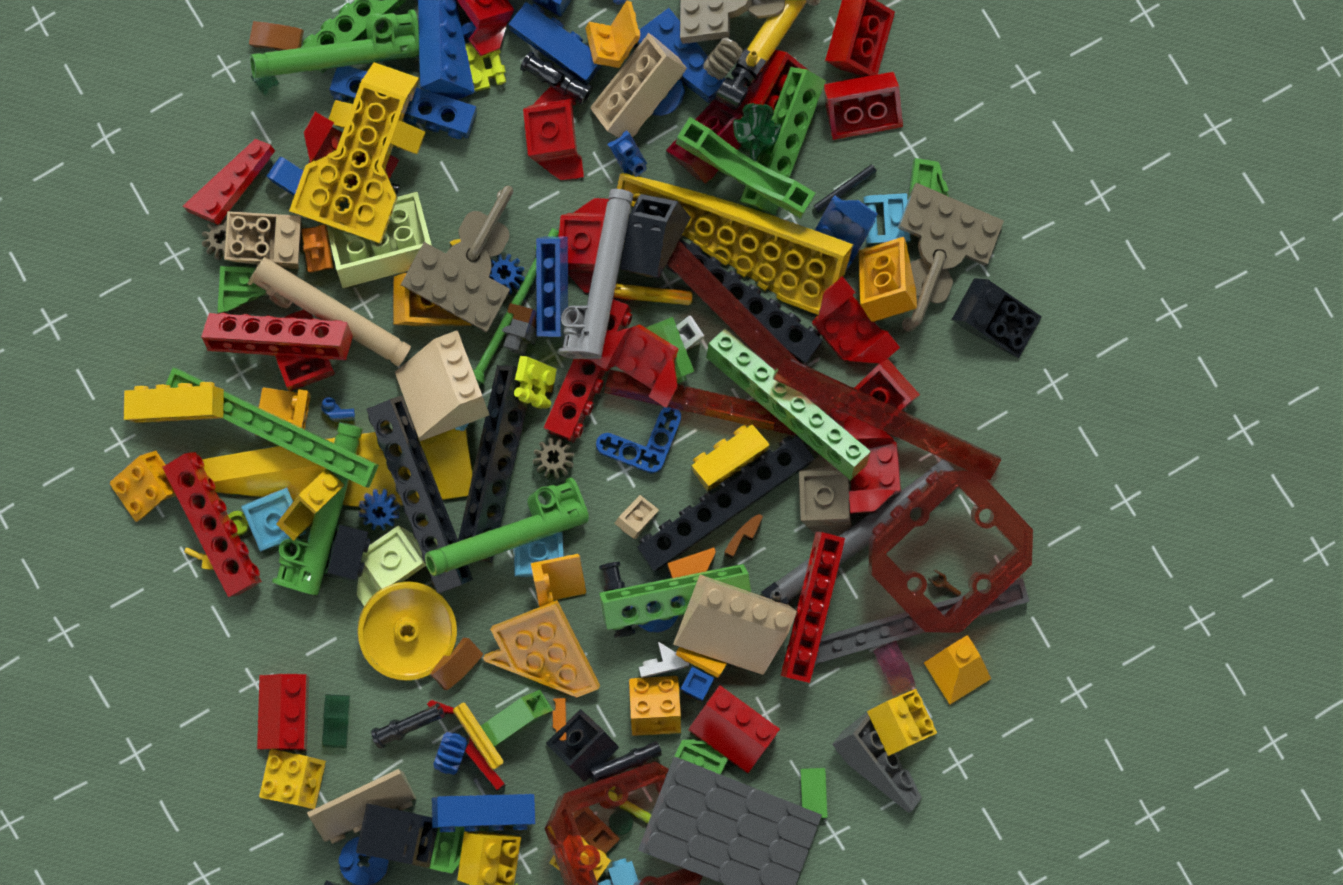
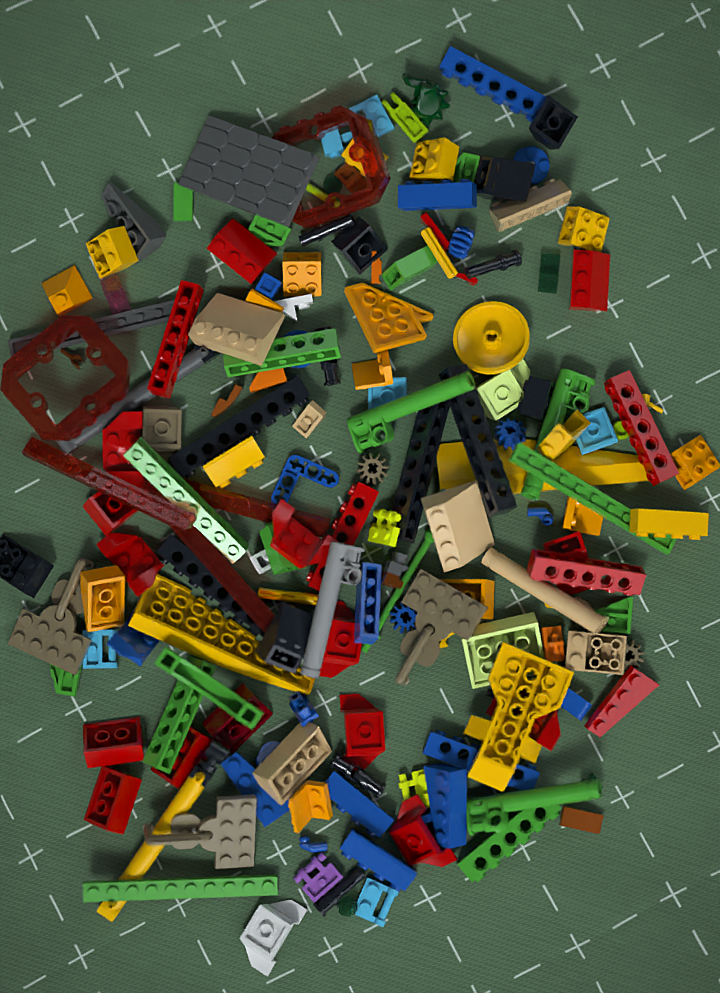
camera: 170 degrees left, 5 degrees up
(457, 665) = (456, 308): dark orange slope -> none
(722, 58) = (223, 779): dark tan gear -> none
(756, 129) = (198, 718): dark green head -> none
(845, 188) = (131, 676): black bar -> none

